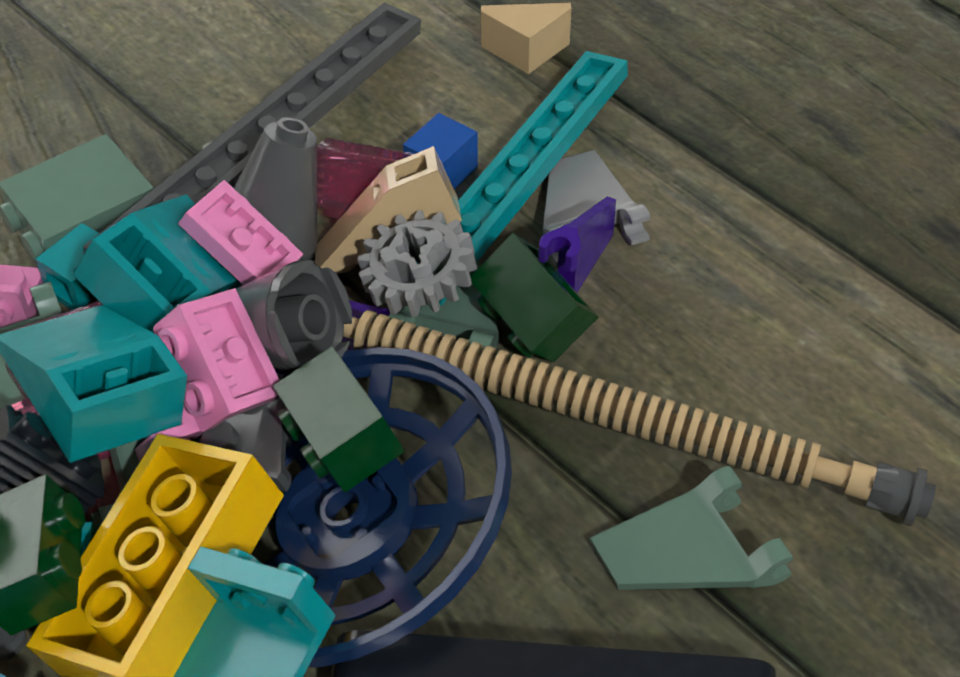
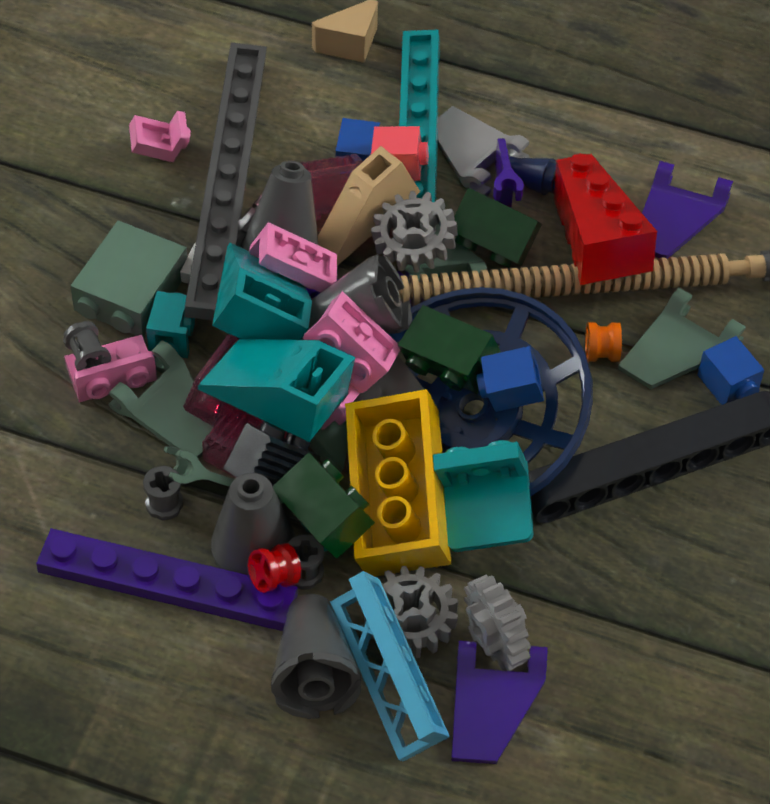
camera: 30 degrees left, 5 degrees up
(233, 71) = (159, 138): none -> bright pink bracket
(381, 489) = (510, 379): none -> blue brick
(474, 167) = (405, 145): none -> coral brick
(582, 497) = (603, 341): none -> orange wheel
(641, 259) = (536, 173): none -> dark blue cone
(659, 343) = (601, 222): none -> red wedge
(736, 610) = (730, 371): none -> blue brick
(795, 372) = (679, 212): none -> dark purple flag

